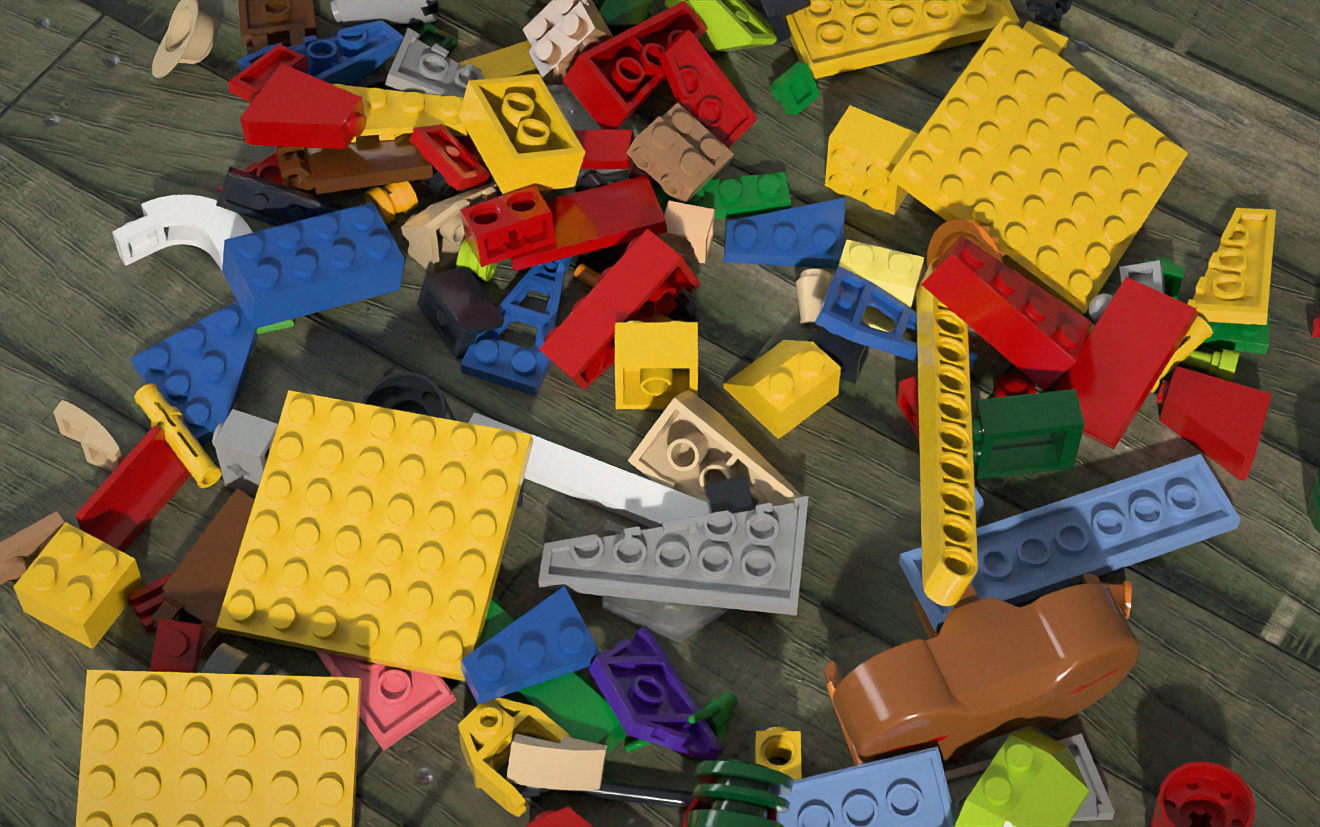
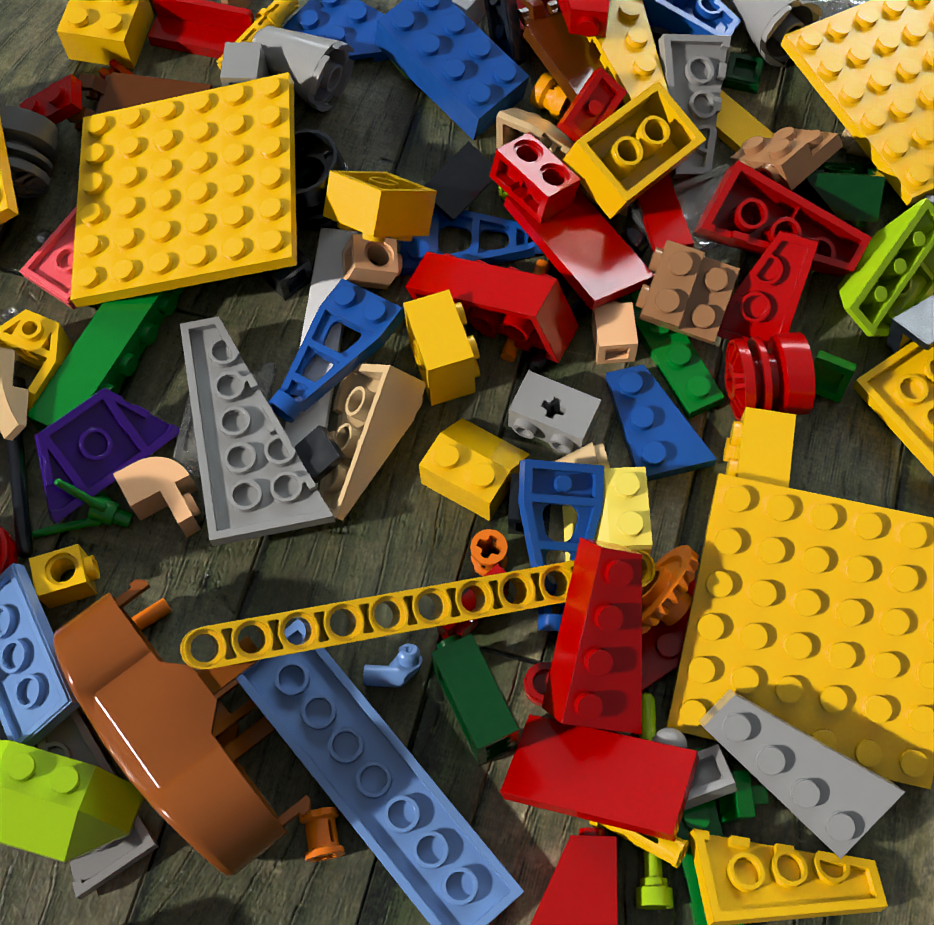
camera: 75 degrees right, 10 degrees up
(252, 386) = (315, 63): none -> light grey cone
(479, 364) = (379, 205): none -> yellow brick
(525, 403) = (361, 271): none -> light nougat brick
(531, 650) = (108, 340): blue wing -> none
(582, 426) = (355, 308): none -> blue plate
(710, 649) = (158, 484): none -> light nougat brick
(753, 303) = (541, 398): none -> light grey brick
(788, 124) = (772, 376): none -> red wheel
(879, 394) = (482, 543): none -> orange bush
(1161, 220) = (814, 781): none -> light grey wedge

